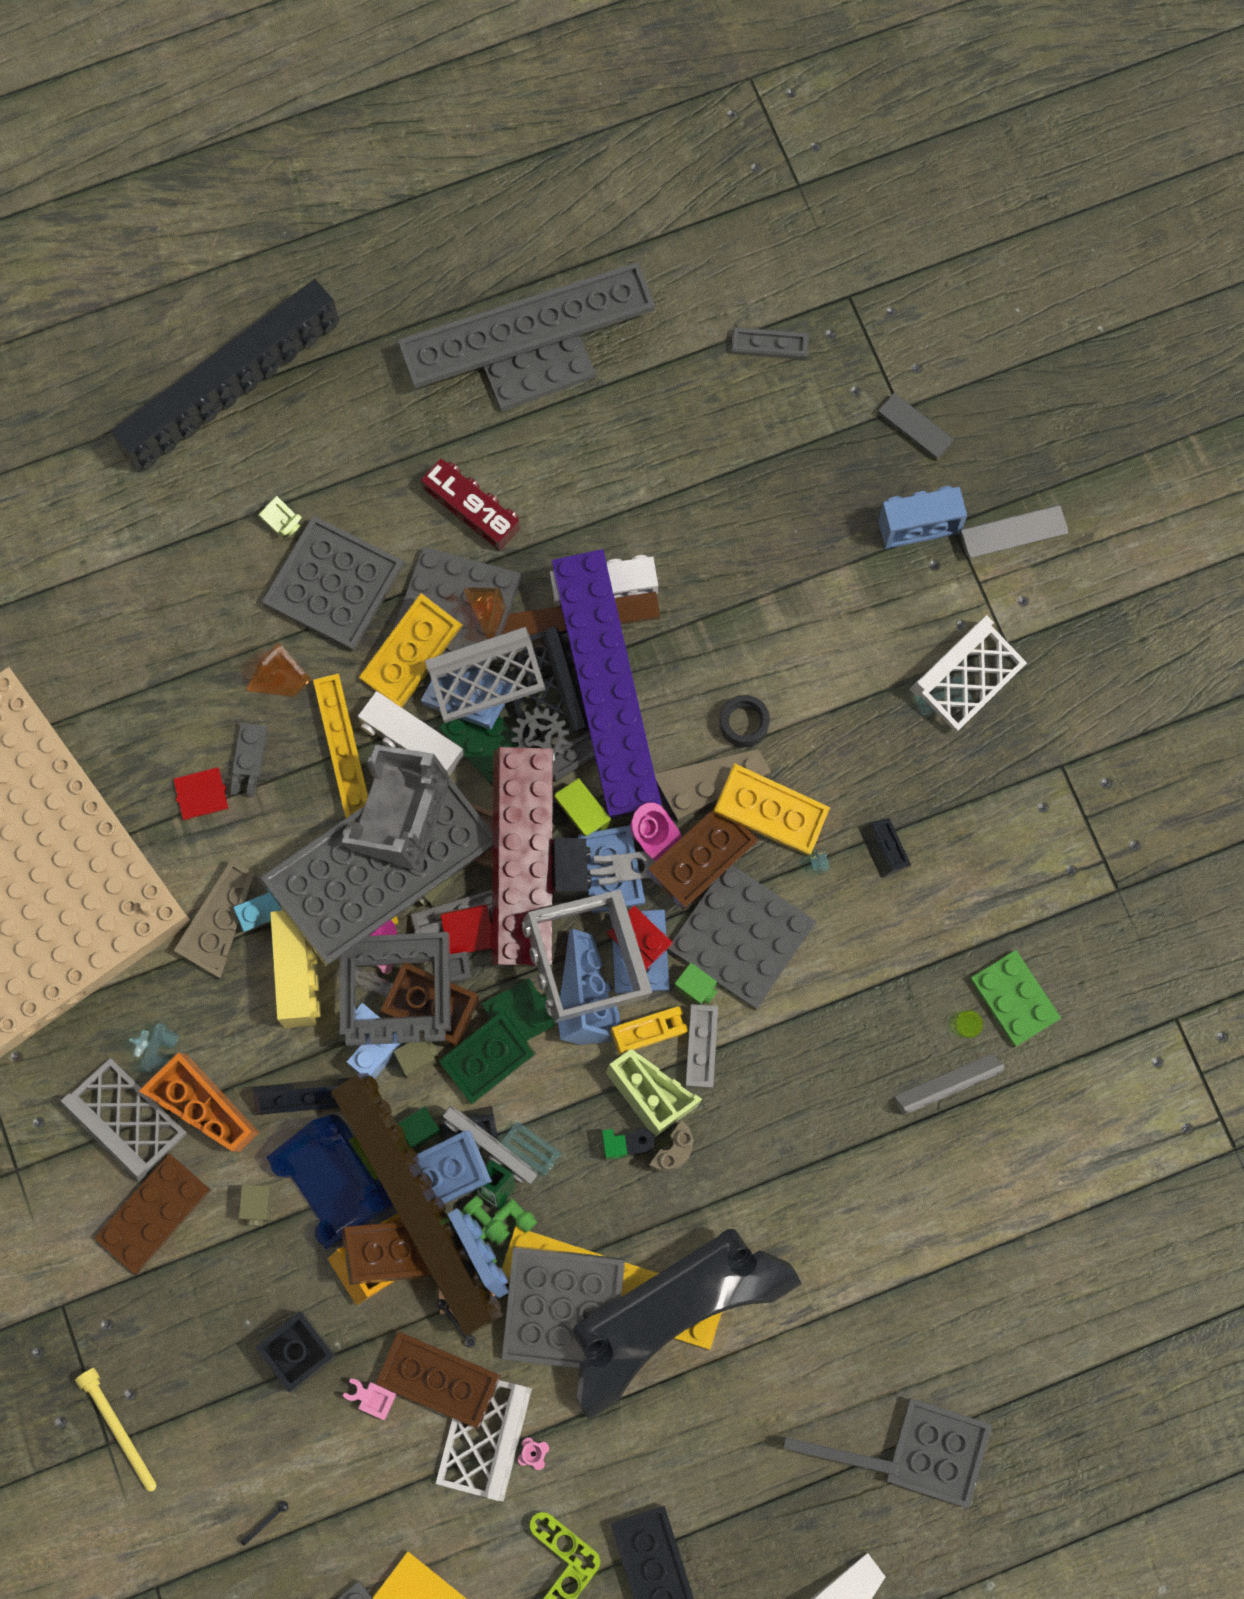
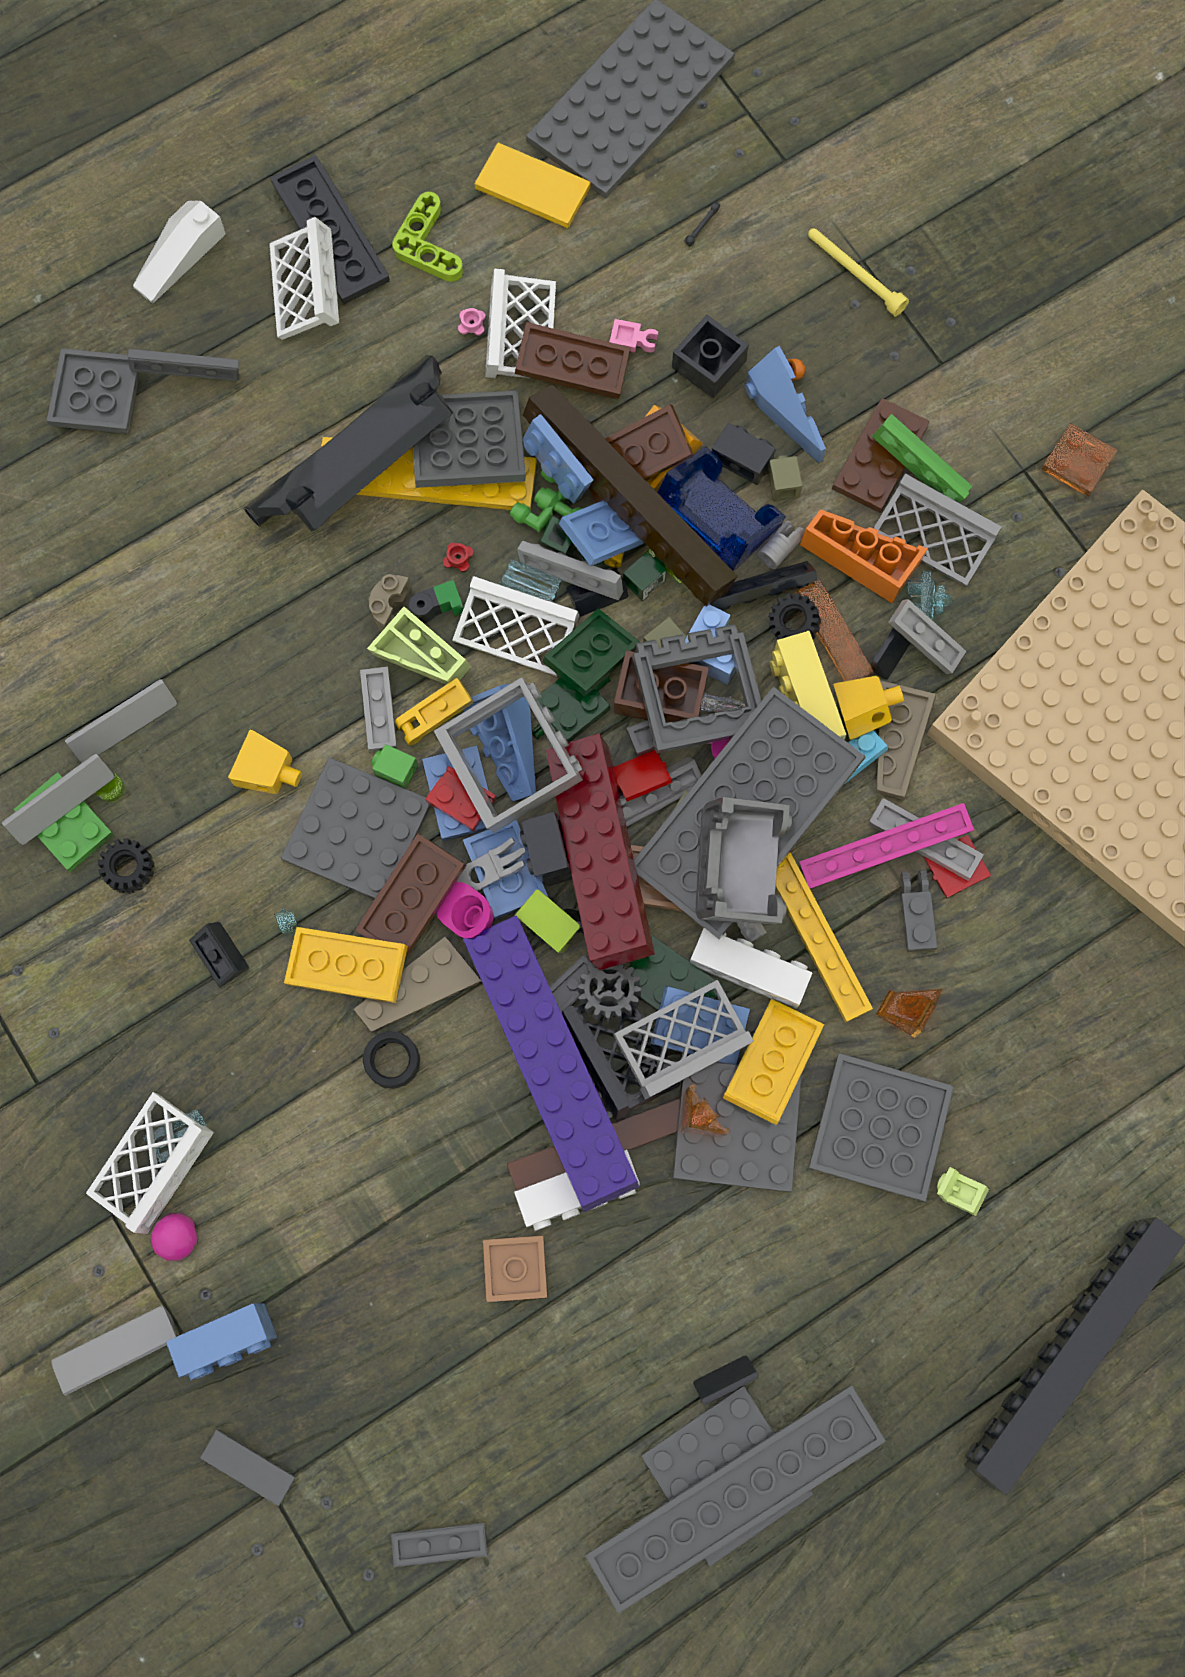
camera: 170 degrees right, 0 degrees up
(115, 1190) = (921, 459): none -> bright green fence
(165, 1005) = (927, 636): none -> light grey plate
(201, 1008) = (889, 654): none -> black slope
(214, 1330) = (798, 368): none -> orange hinge
(223, 820) = (949, 854): none -> light grey plate
(240, 1301) = (775, 395): none -> medium blue wedge
(242, 949) = (866, 704): none -> yellow torso
(250, 1035) = (837, 636): none -> clear orange tile
(260, 815) = (886, 845): none -> dark pink plate
(280, 1067) = (789, 604): none -> black tyre
(280, 1131) = (780, 545): none -> light grey hinge
(290, 1240) = (743, 453): none -> black brick
(471, 504) = (750, 1253): dark red brick -> none
(514, 414) = (725, 1379): none -> black slope
(549, 1127) = (517, 602): none -> white fence
(596, 1182) = (455, 549): none -> red plate
(669, 531) = (515, 1268): none -> medium nougat plate
(680, 1539) = (320, 273): none -> white fence
(819, 1011) = (263, 766): none -> yellow torso
(954, 613) = (174, 1237): none -> dark pink hair
(960, 926) = (114, 854): none -> black tyre
(1015, 1011) = (58, 799): none -> light grey slope

